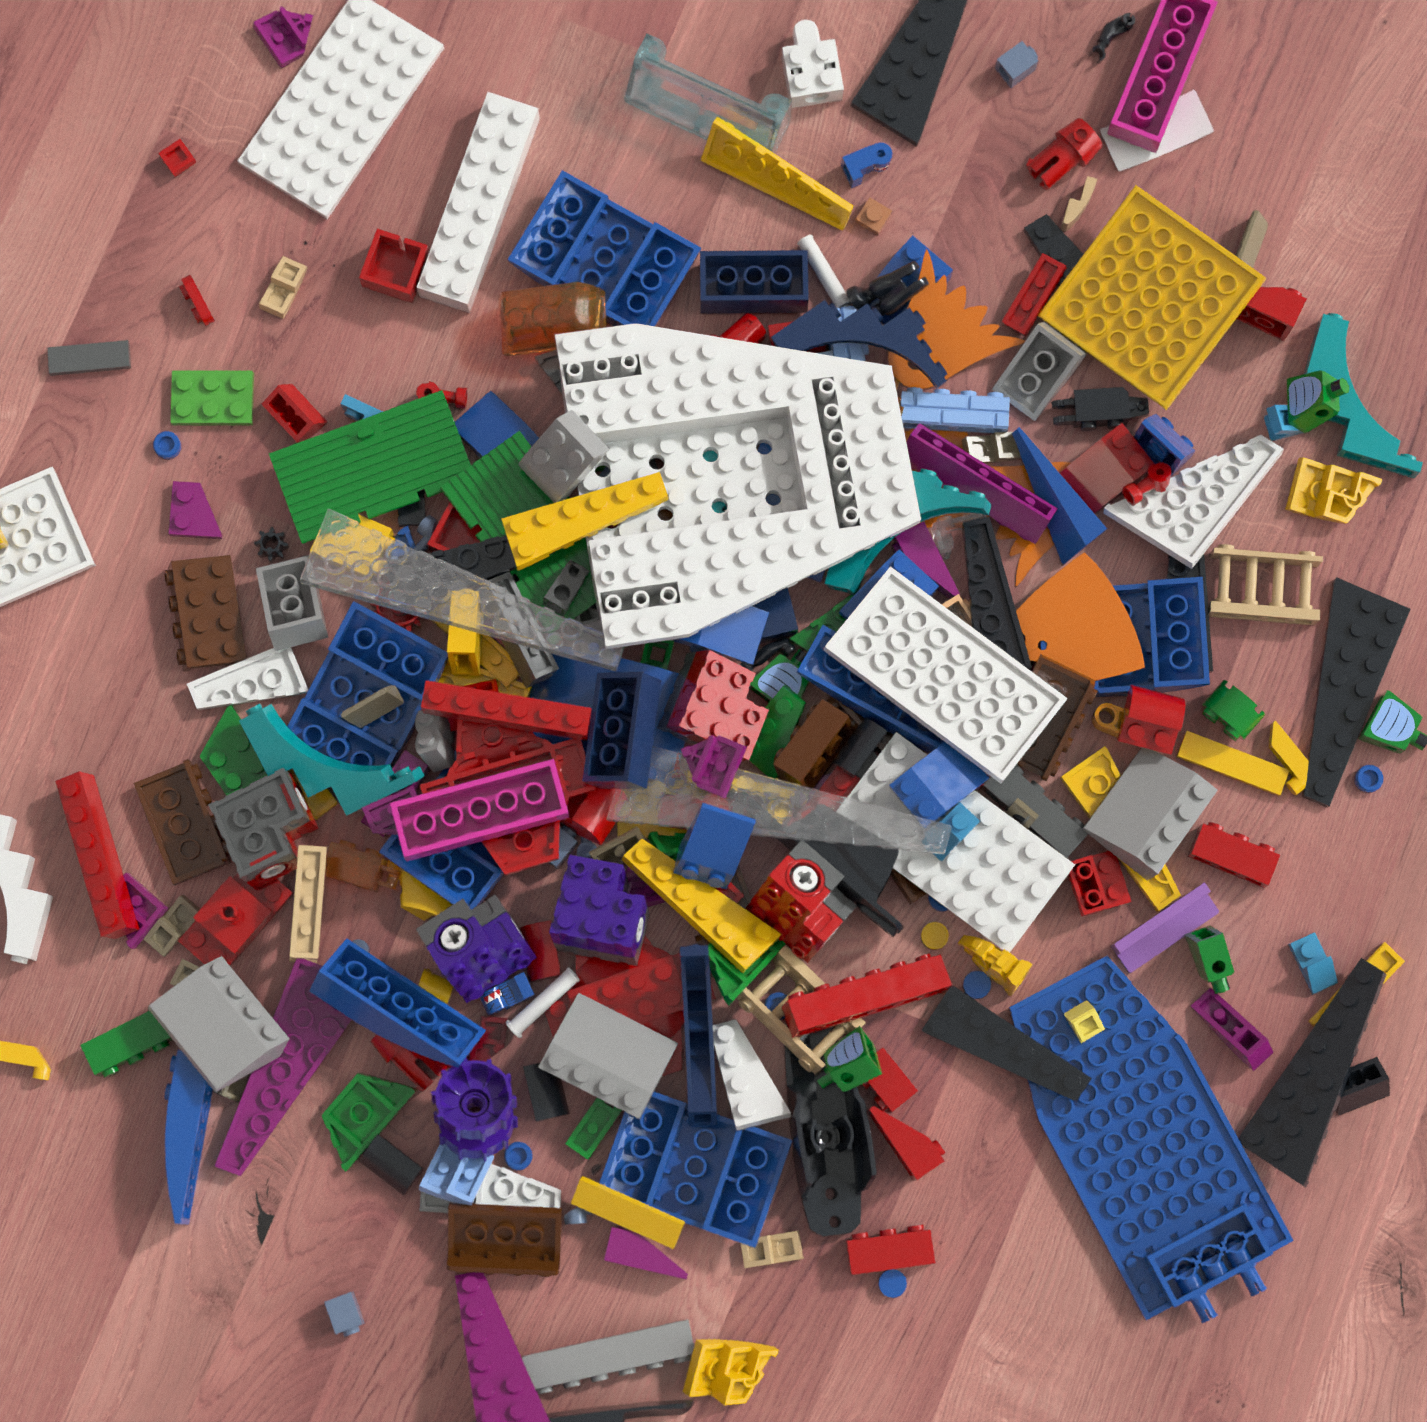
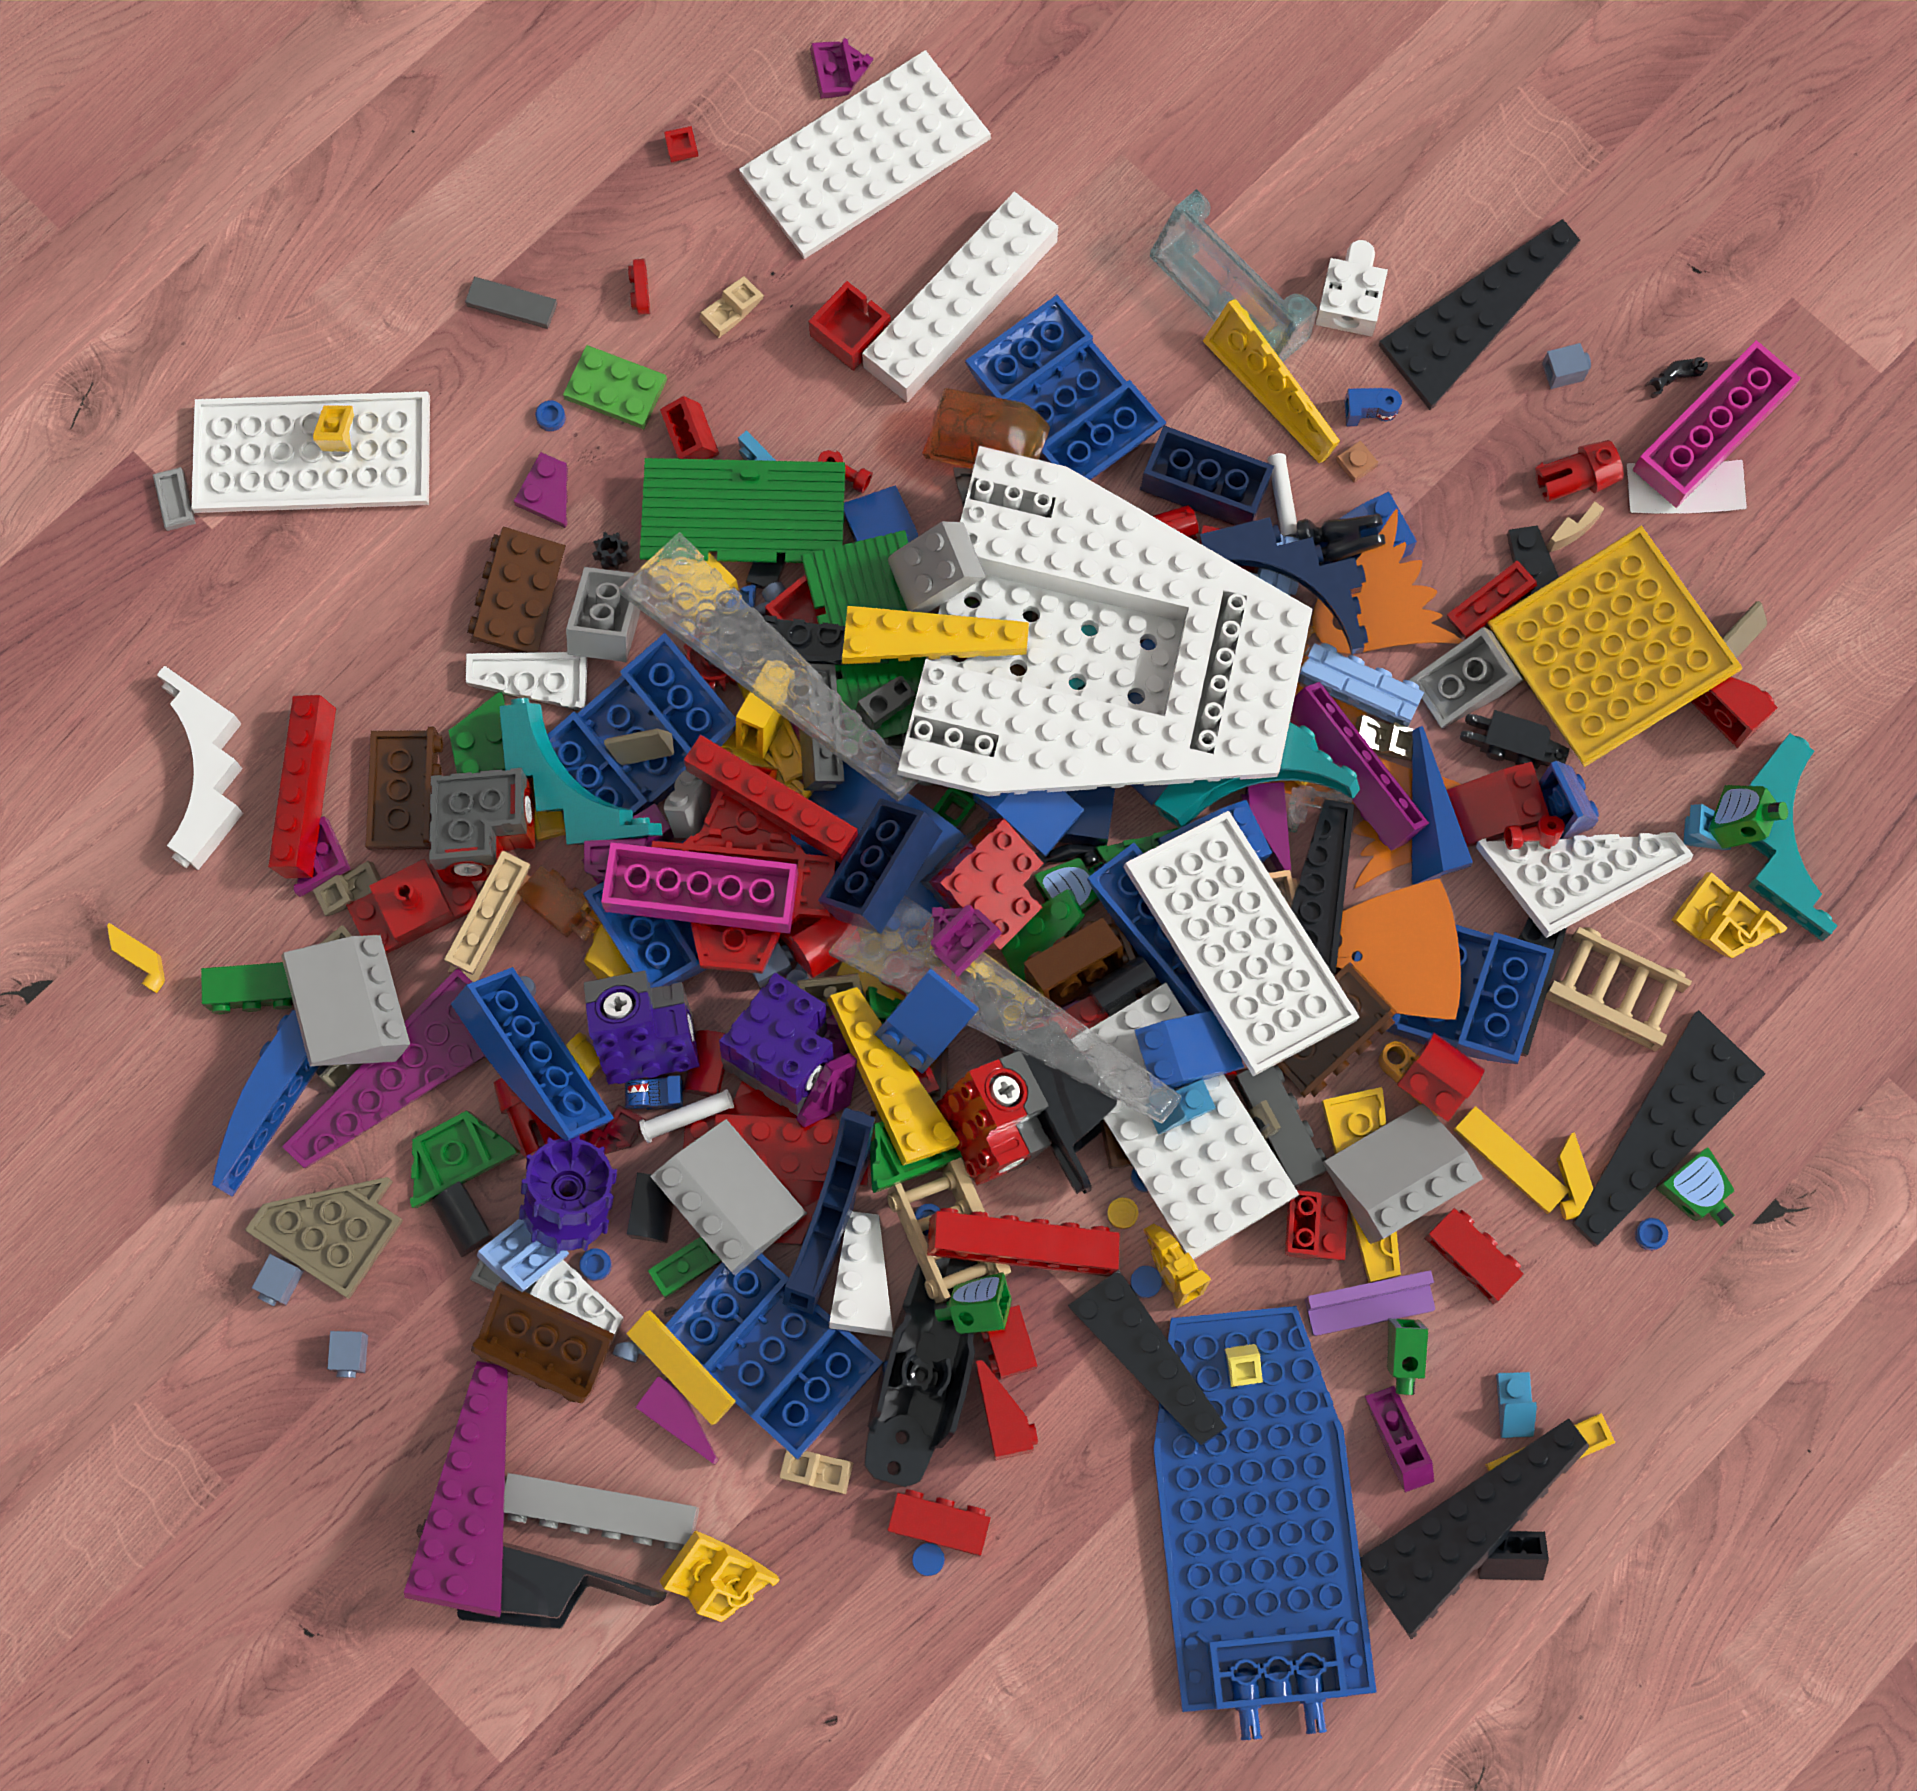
camera: 25 degrees right, 5 degrees down
(259, 1279) = (277, 1281): none -> sand blue brick
(286, 1220) = (330, 1231): none -> dark tan wing
(656, 934) = (831, 1090): none -> magenta wing
(1232, 710) = (1532, 1103): green brick -> none

